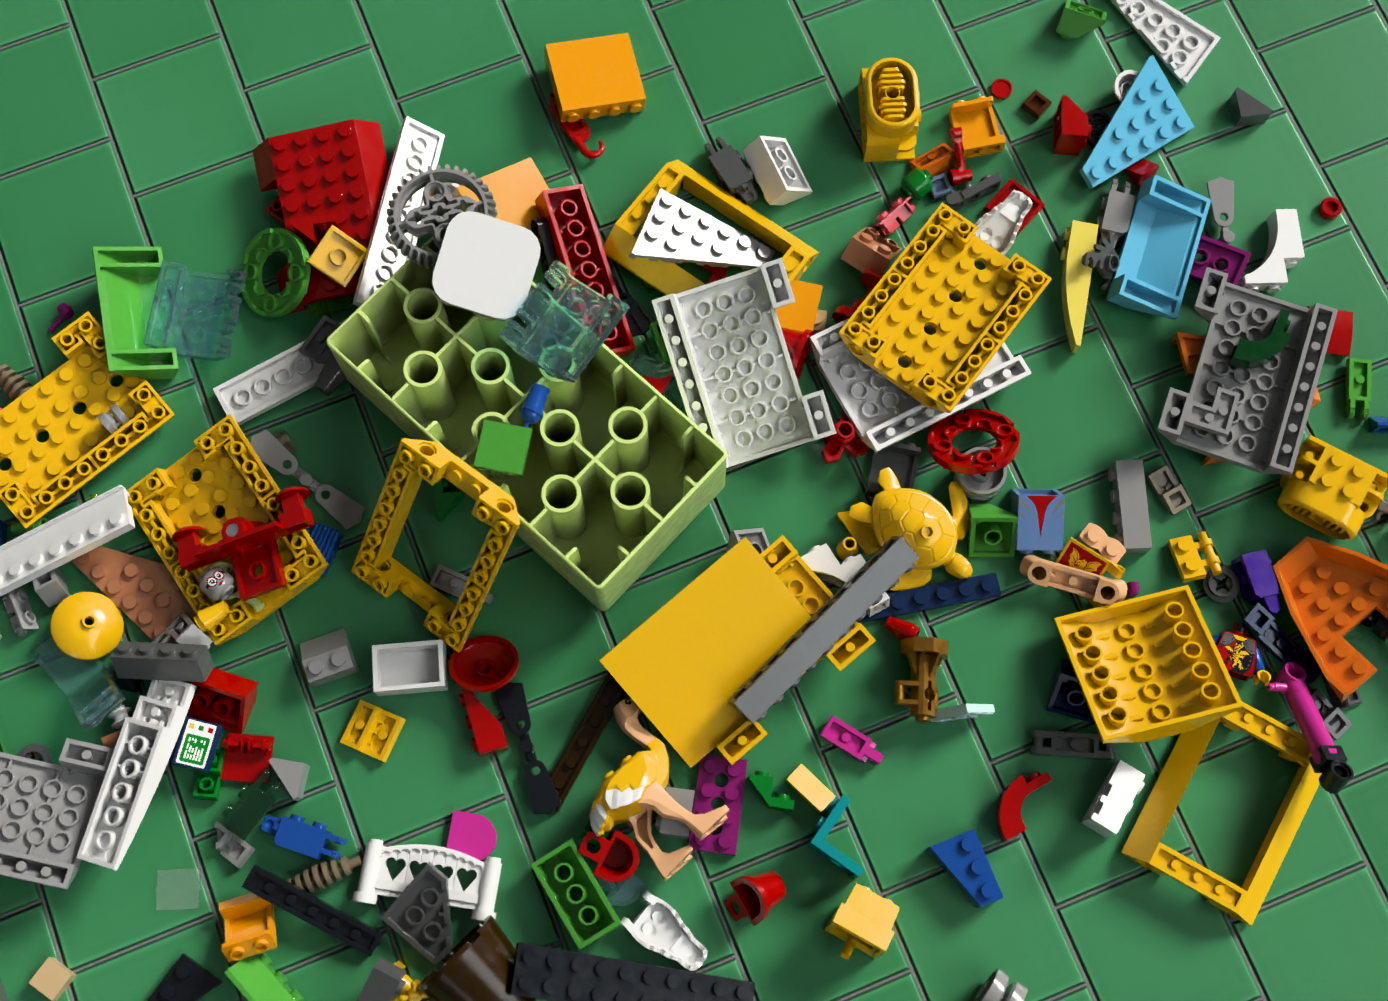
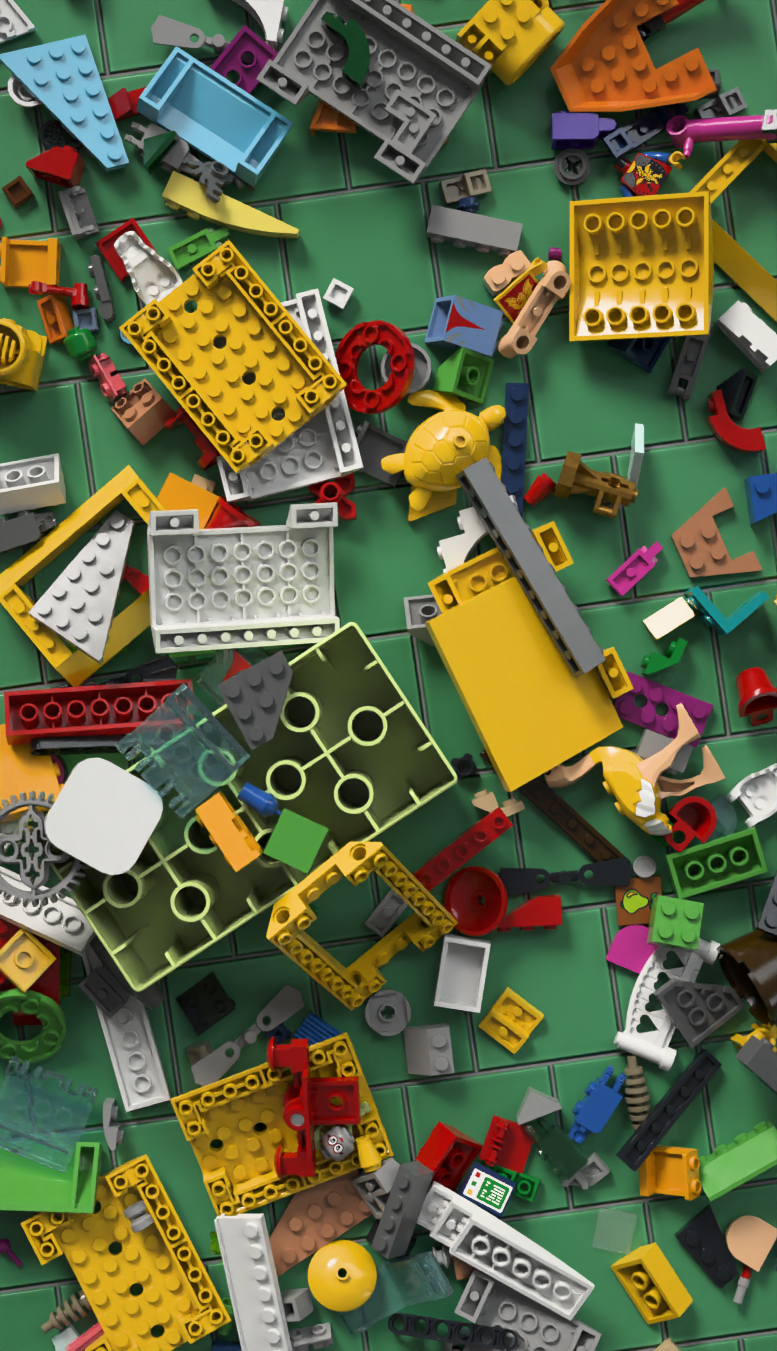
camera: 80 degrees left, 15 degrees up
(43, 745) = (453, 1331): none -> black beam
(128, 941) = (652, 1284): none -> yellow slope
(192, 380) = (112, 1130): none -> light grey slope
(321, 511) = (284, 1033): none -> dark blue plate
(330, 437) = (205, 1003): none -> black hinge
(352, 621) = (398, 1020): none -> light grey plate
(497, 383) = (228, 831): none -> light orange wedge
(505, 866) = (675, 923): none -> bright green brick
(519, 830) = (636, 900): none -> dark orange tile
(530, 635) = (462, 848): none -> red slope
(555, 826) = (644, 867): none -> light grey piece
(583, 656) = (488, 803): none -> tan slope
(614, 617) = (467, 760): none -> black plate
(632, 383) = (258, 697): none -> dark grey plate
(843, 551) = (446, 527): yellow cone -> none
(890, 805) = (703, 547): none -> nougat wing
(1031, 398) = (338, 294): none -> white plate
(1034, 157) = (78, 212): none -> light grey hinge
(1035, 257) = (197, 246): none -> bright green hinge
(1053, 801) = (737, 392): none -> black slope
(1113, 205) = (157, 148): none -> dark green slope
(1153, 495) = (468, 204): none -> dark blue plate
(1187, 558) = (540, 190): yellow plate -> none

